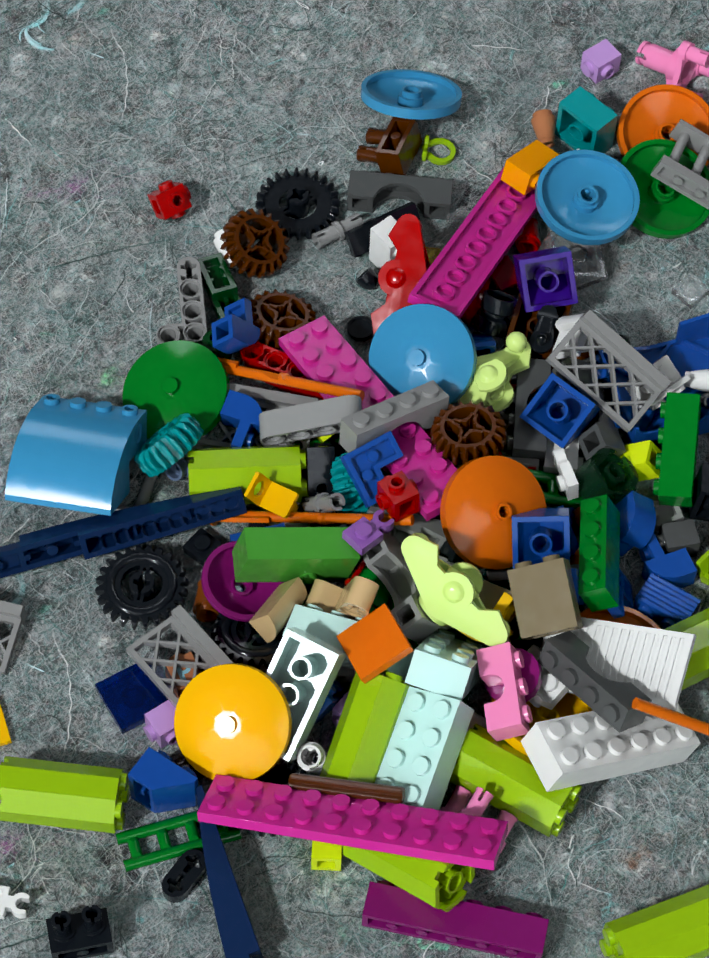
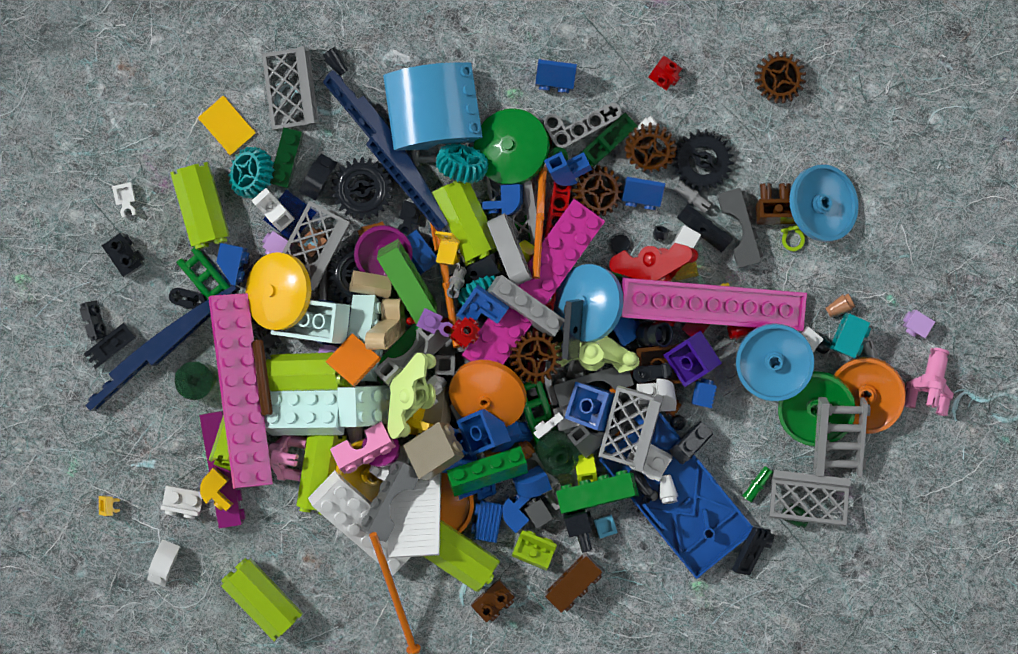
camera: 70 degrees right, 30 degrees up
(52, 664) = (286, 157): none -> dark green brick
(63, 715) = (251, 172): none -> teal gear
(100, 635) = (317, 176): none -> black brick
(109, 311) = (555, 75): none -> blue slope
(117, 702) = (273, 209): none -> white brick
(237, 87) = (788, 81): none -> reddish brown gear
(305, 889) = (205, 384): none -> clear green brick
(306, 269) = (643, 192): none -> blue slope
(306, 754) = (286, 345): white cone -> none
(448, 377) = (572, 329): none -> black tile
(477, 932) = (211, 487): none -> yellow brick
(525, 166) = (792, 312): light orange brick -> none
(595, 292) = (704, 393): none -> blue brick
(653, 330) = (691, 442): none -> black brick

